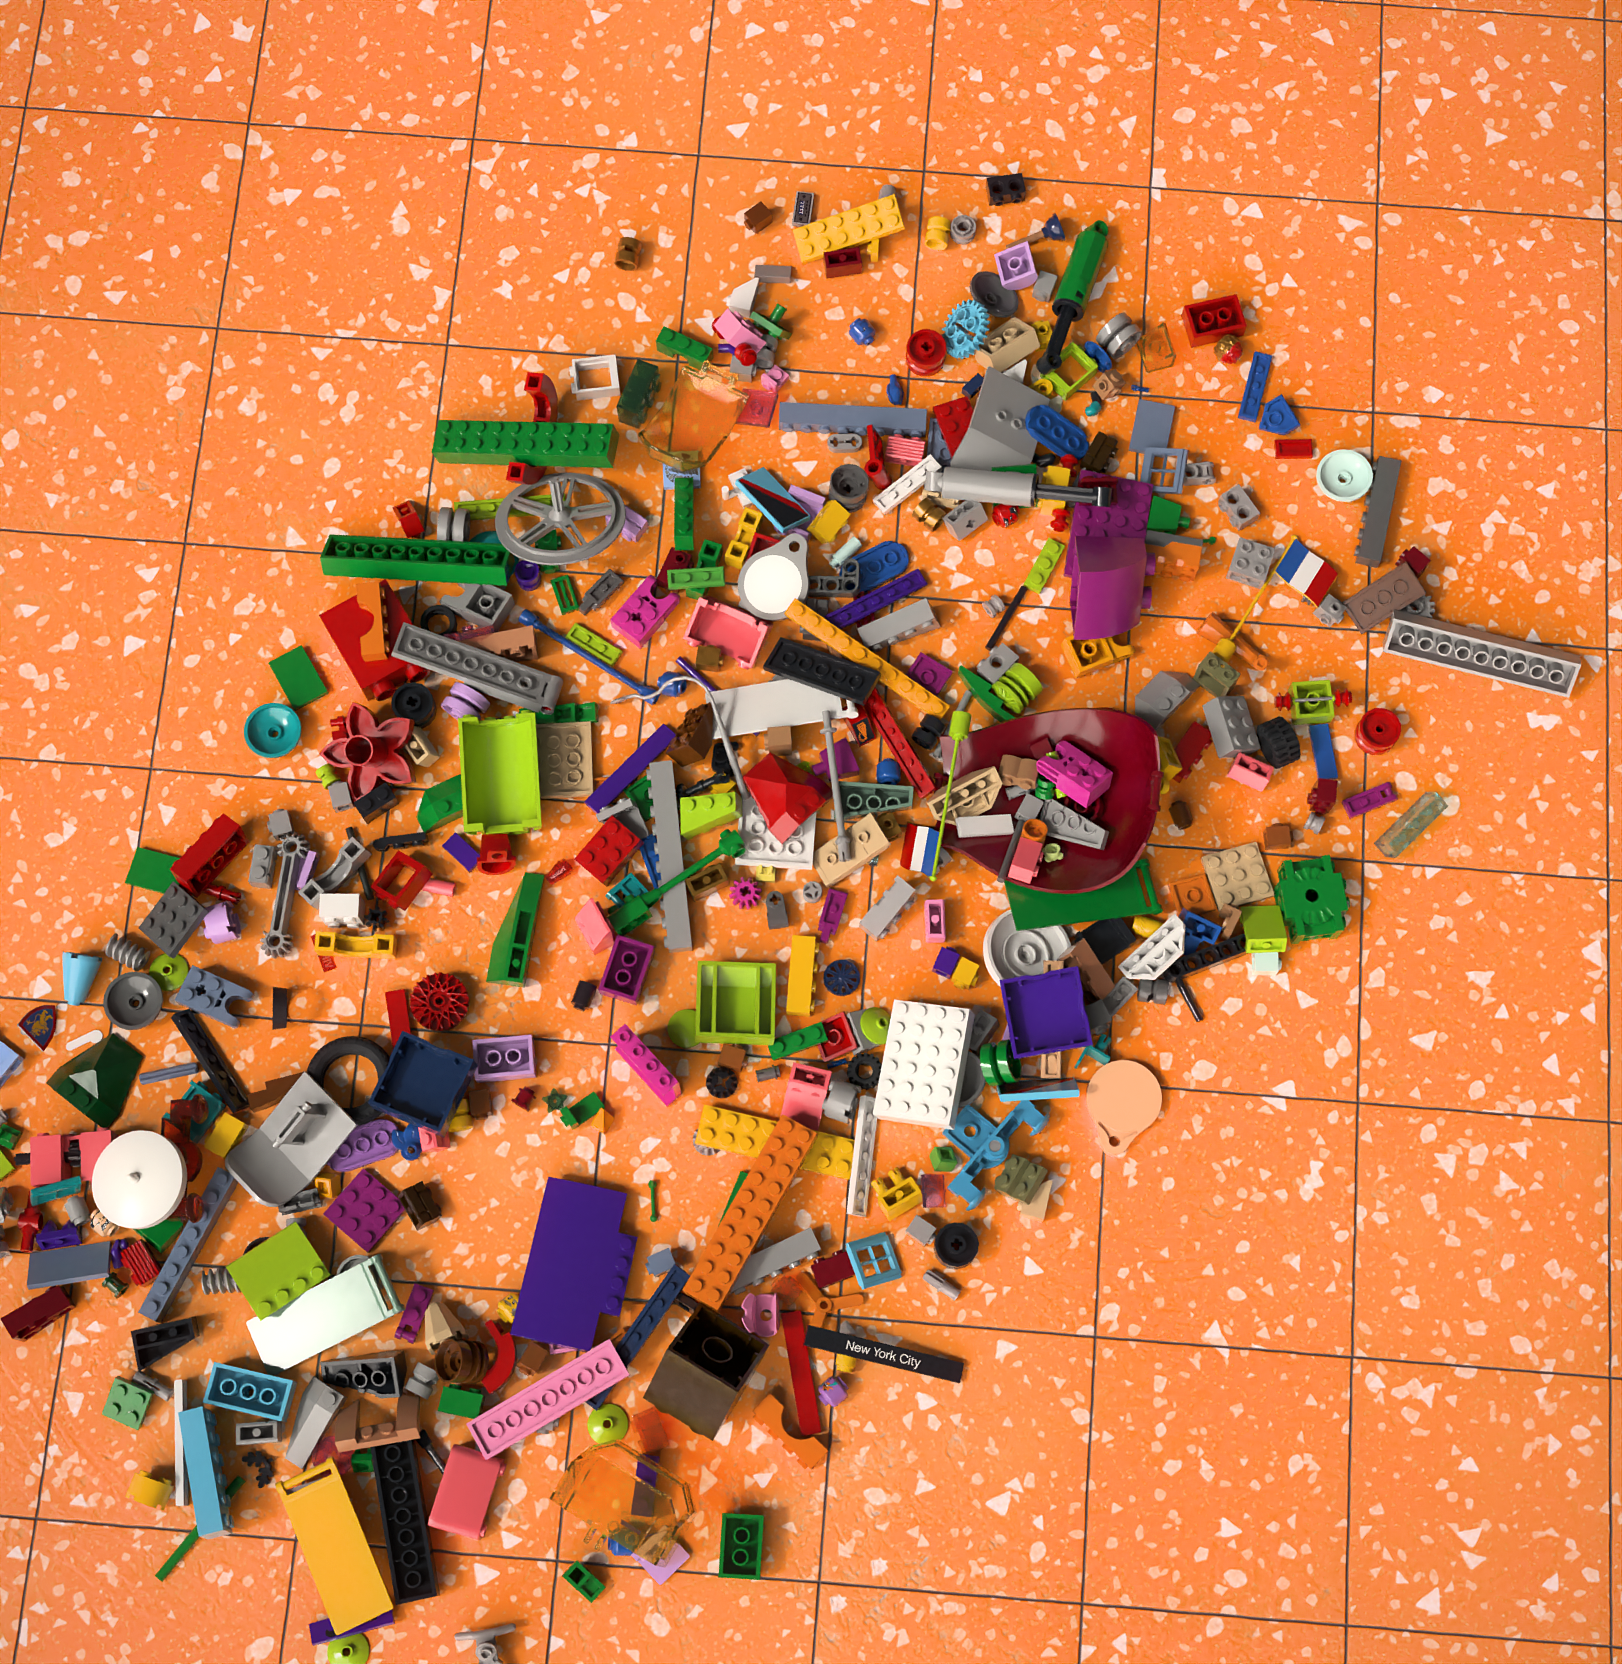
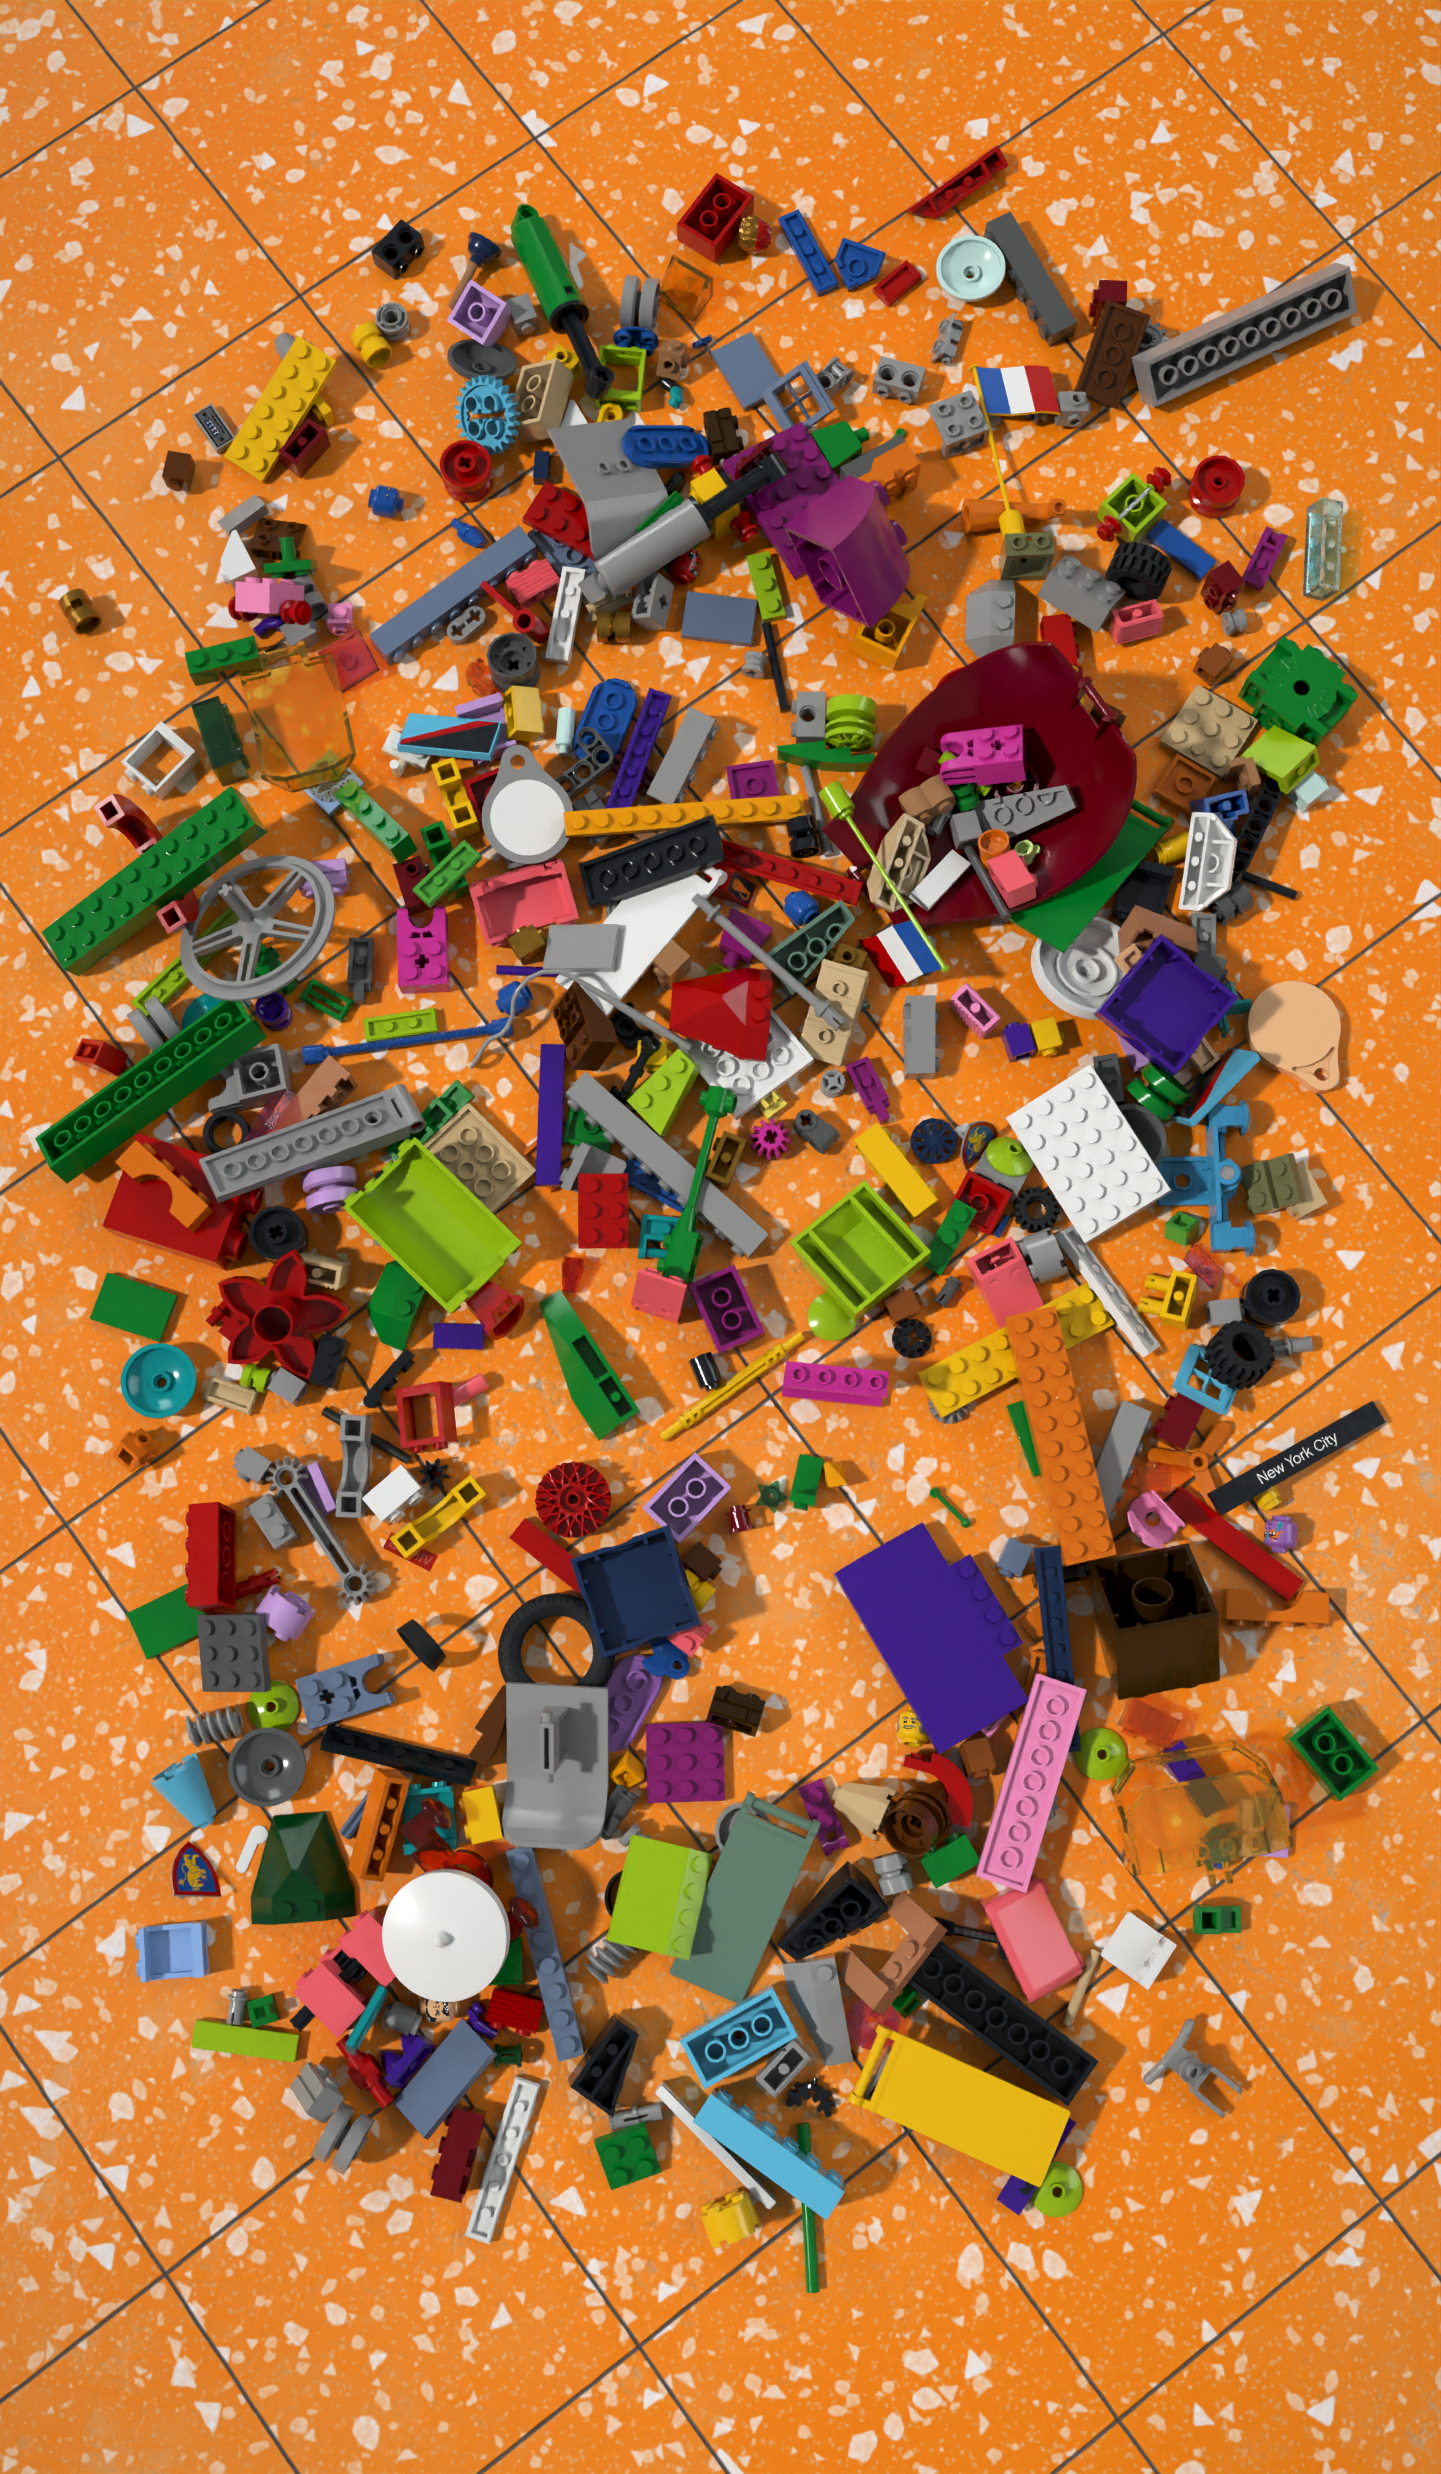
camera: 40 degrees left, 5 degrees up
(59, 1341) = (502, 2159): none -> white tile
(163, 1088) = (379, 1824): none -> orange brick
(225, 759) = (136, 1450): none -> orange brick
(305, 774) = (231, 1395): none -> tan tile
(470, 1548) = (1081, 1988): none -> tan bar
(522, 1555) = (1138, 1950): none -> white bracket
(591, 1018) = (732, 1386): none -> yellow axle
(736, 687) = (582, 947): none -> light grey tile
(782, 296) = (267, 535): none -> reddish brown hinge
(820, 476) = (479, 683): none -> clear orange bracket
(864, 997) = (975, 1140): none -> shield
(917, 1256) = (1250, 1344): none -> black tyre
(998, 561) = (719, 619): none -> sand blue tile
(1285, 510) = (949, 331): none -> light grey hinge
(1387, 420) = (960, 184): none -> red wedge

